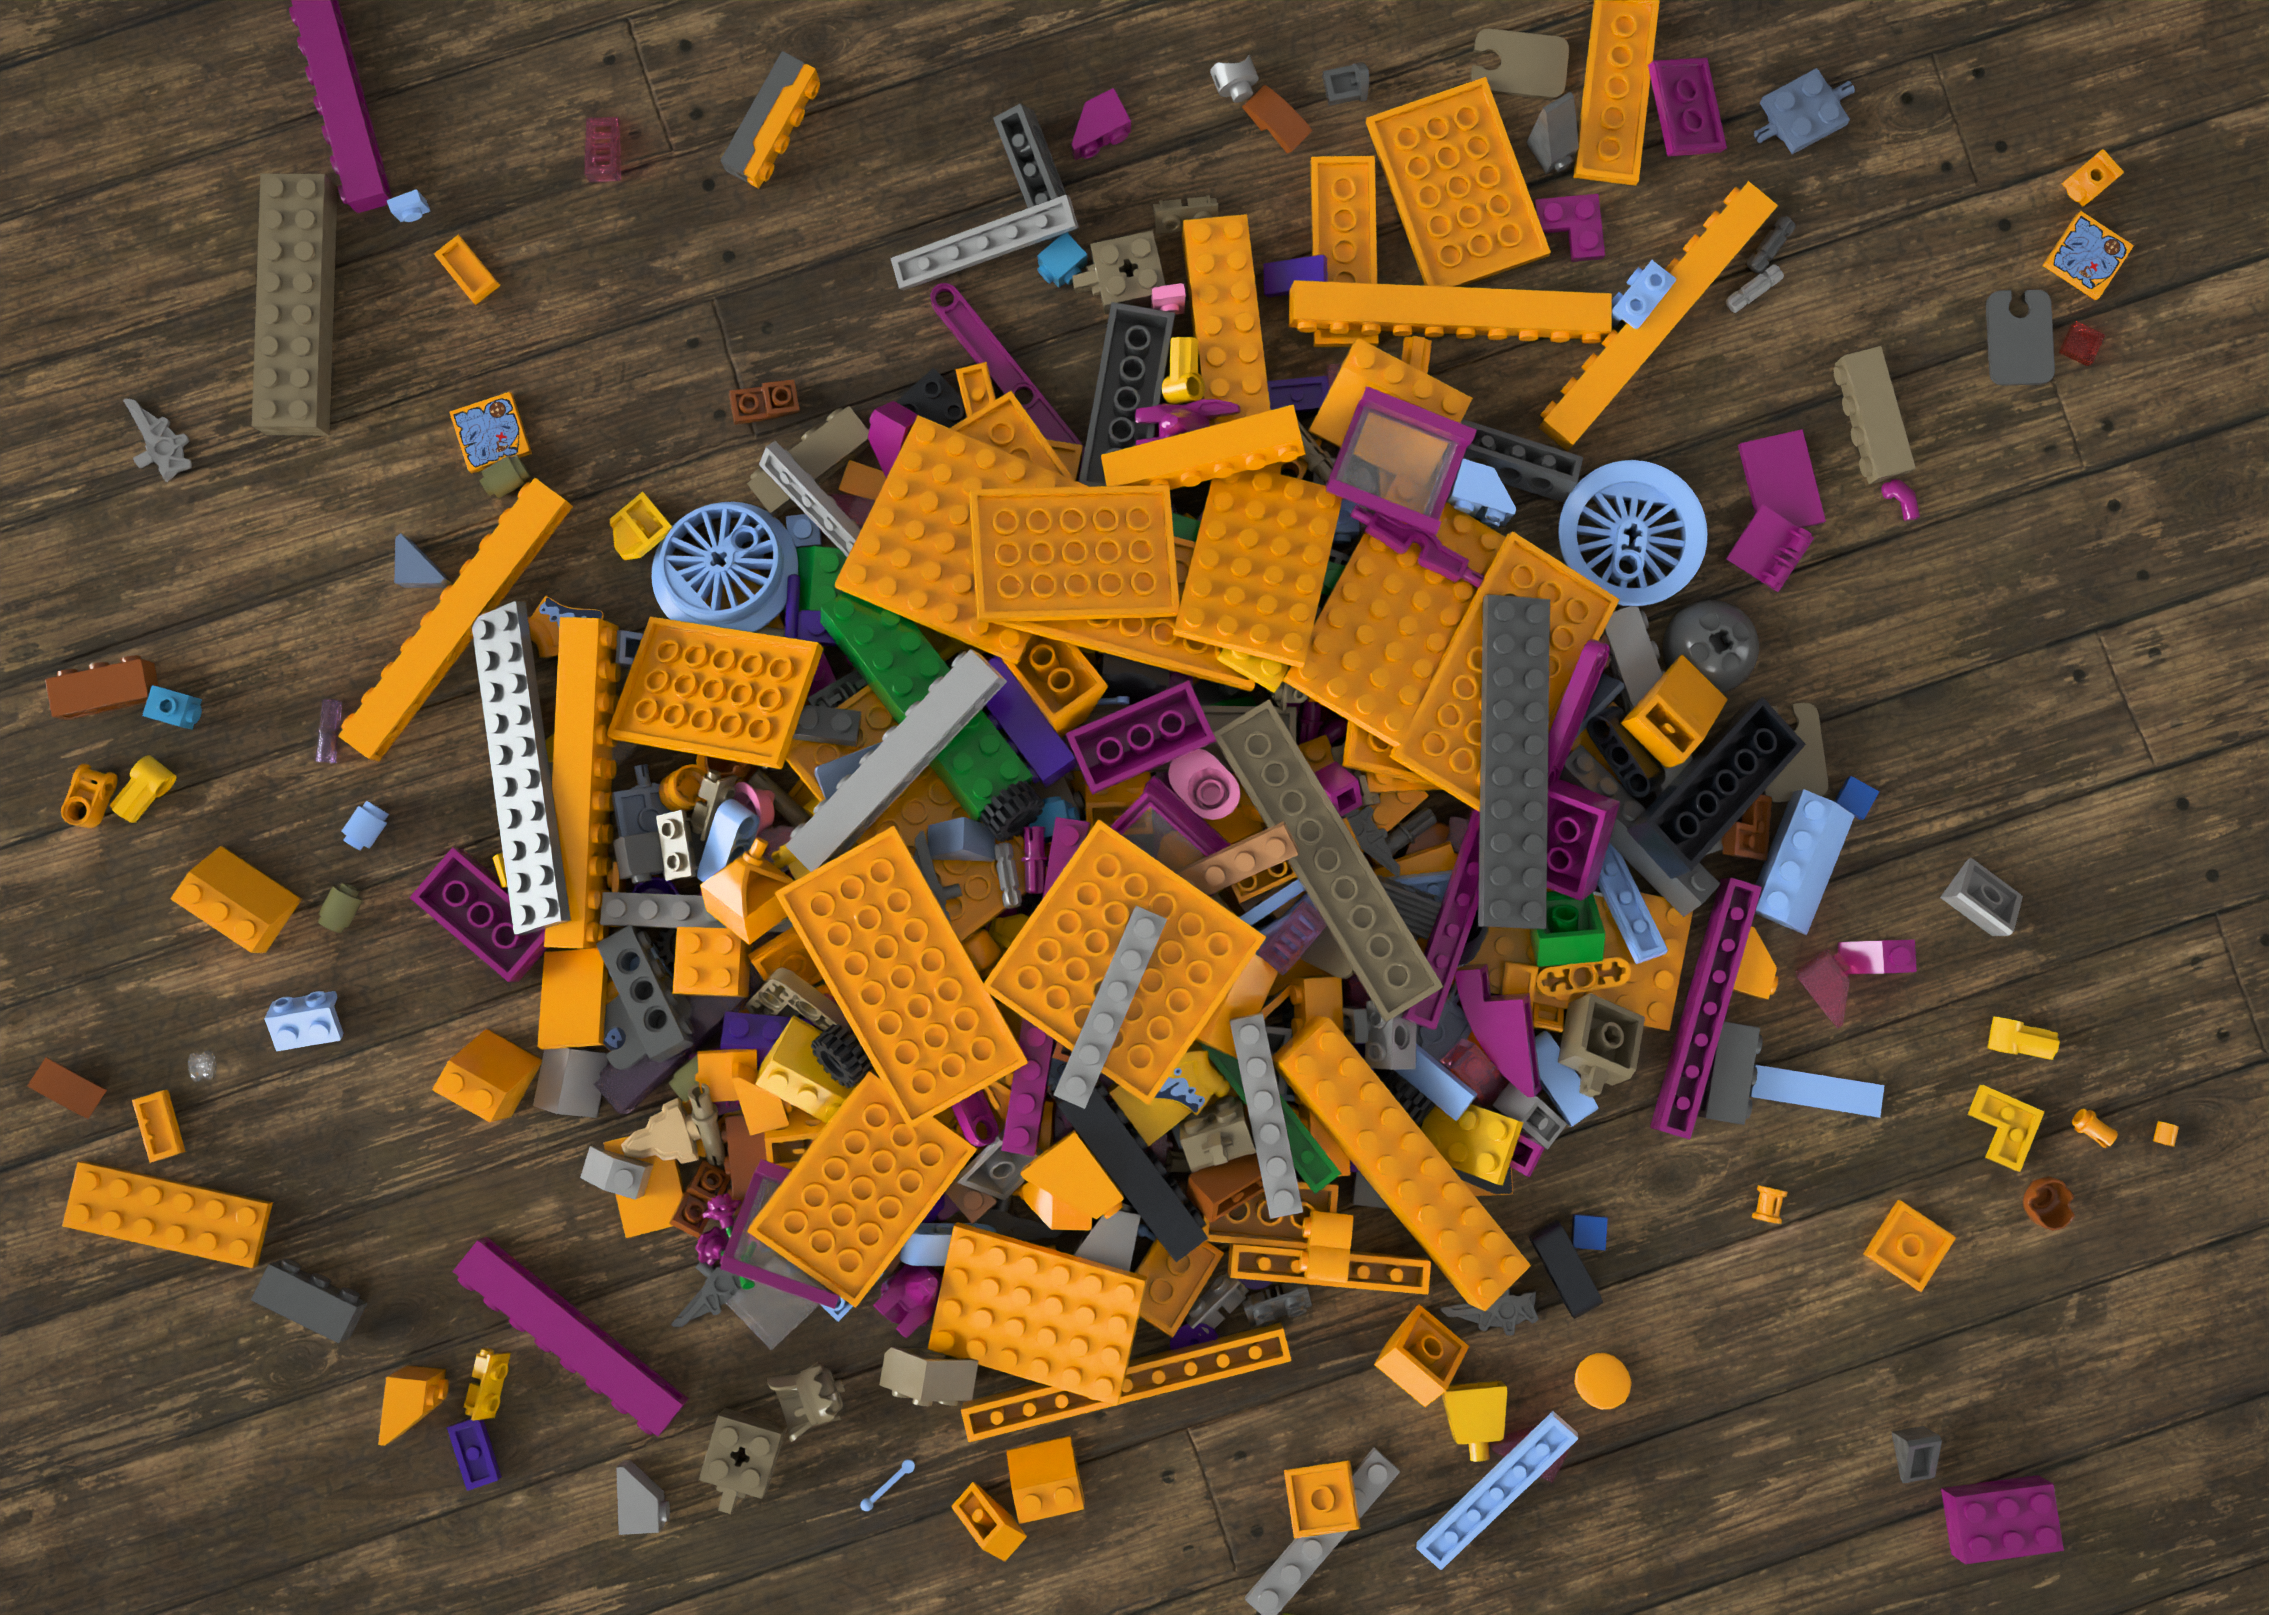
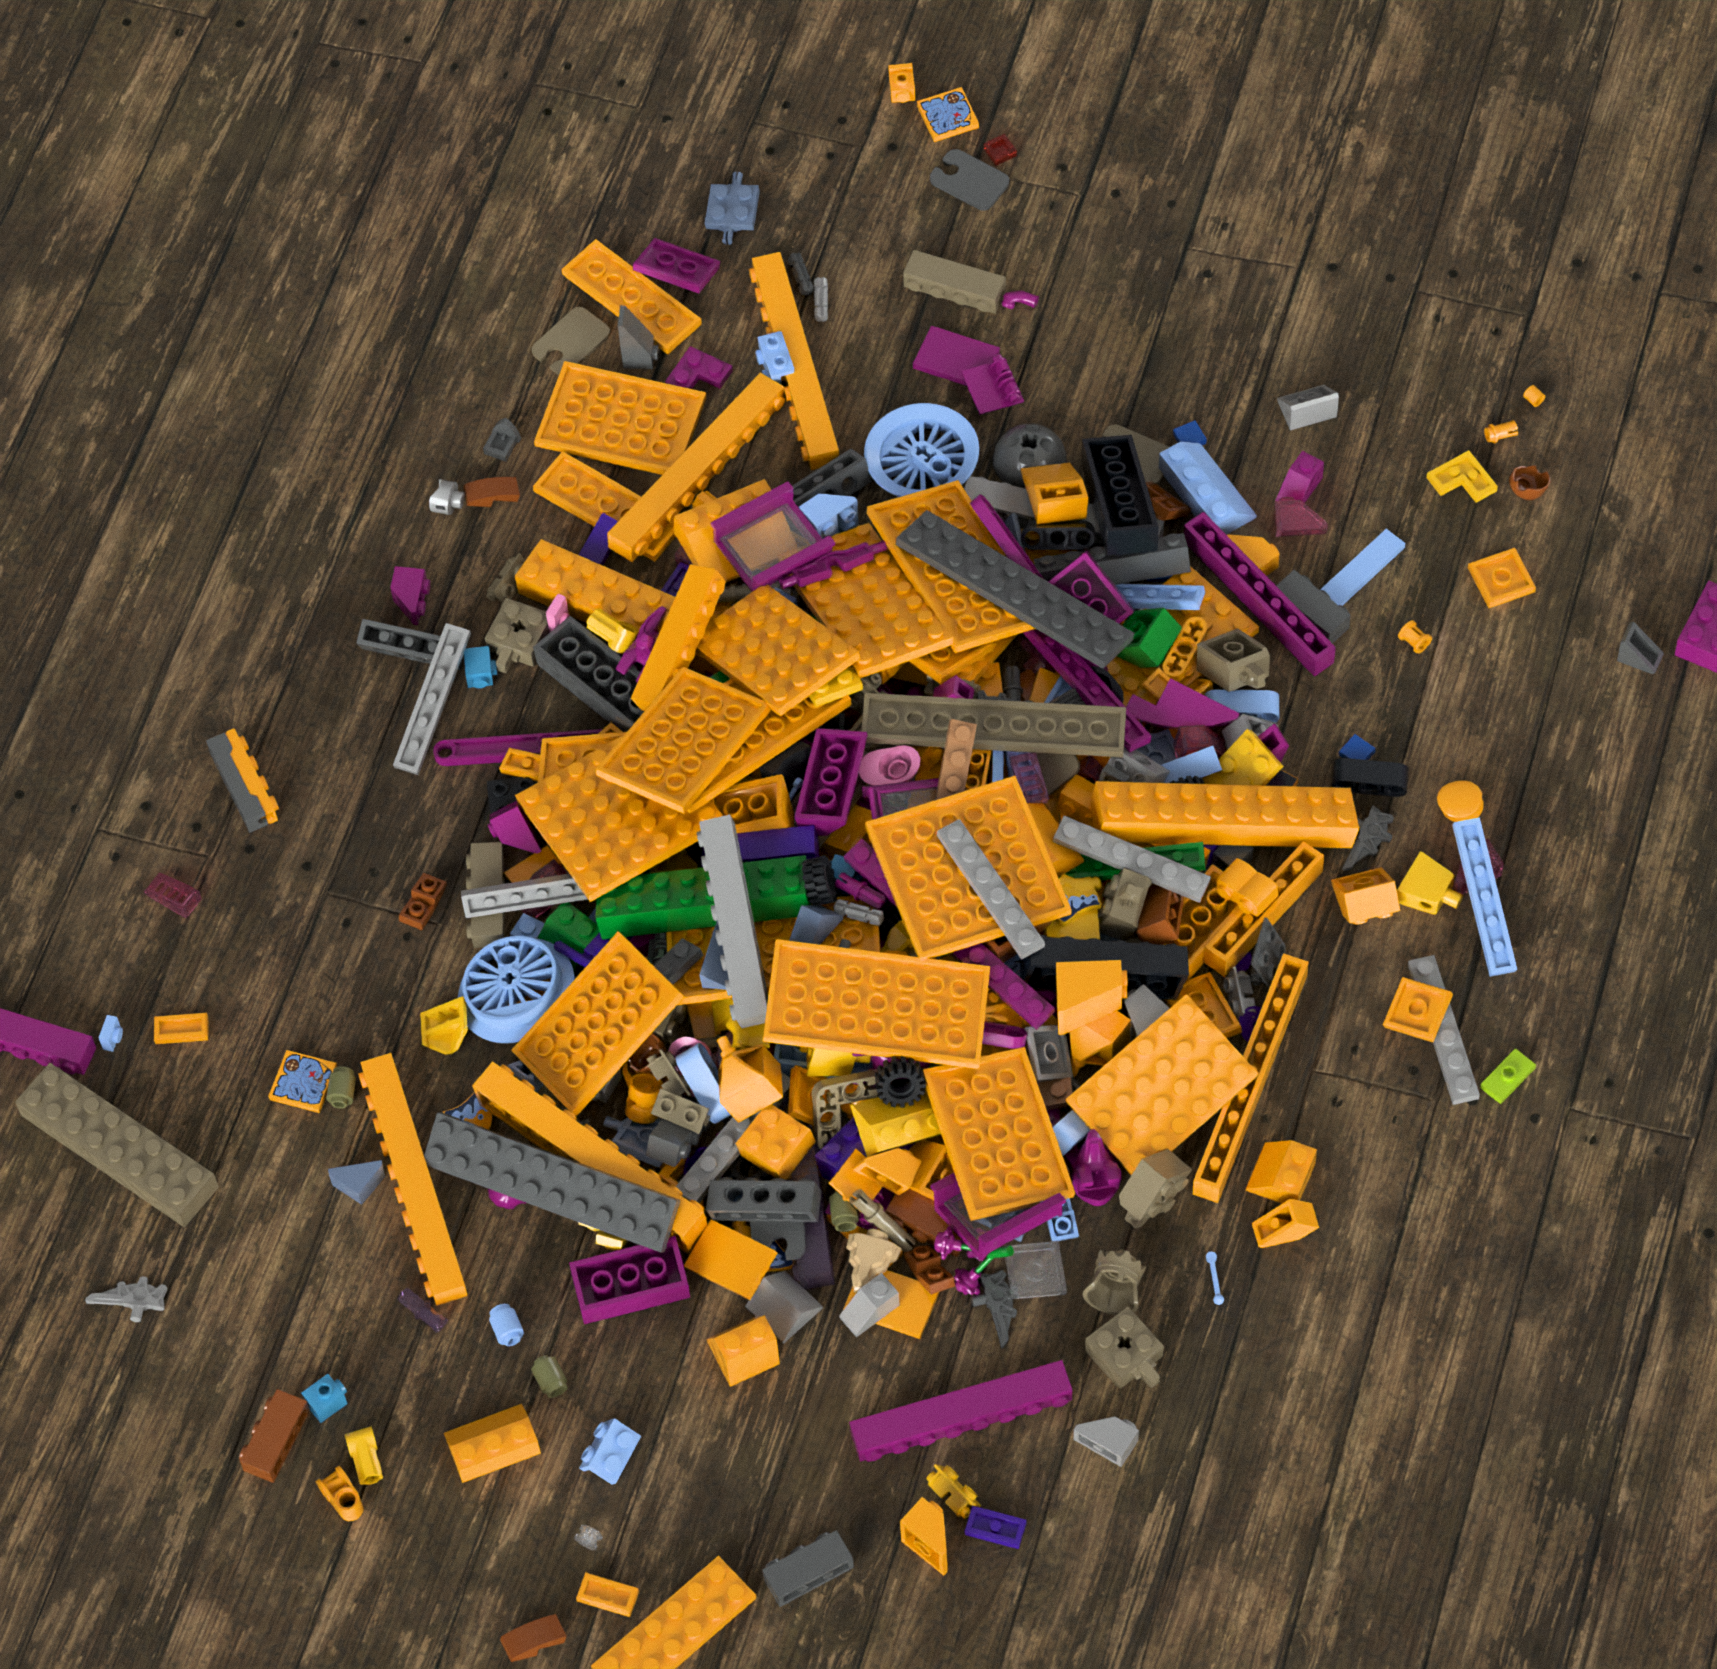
camera: 50 degrees left, 25 degrees down
(2015, 1038) = (1409, 440): yellow piece -> none

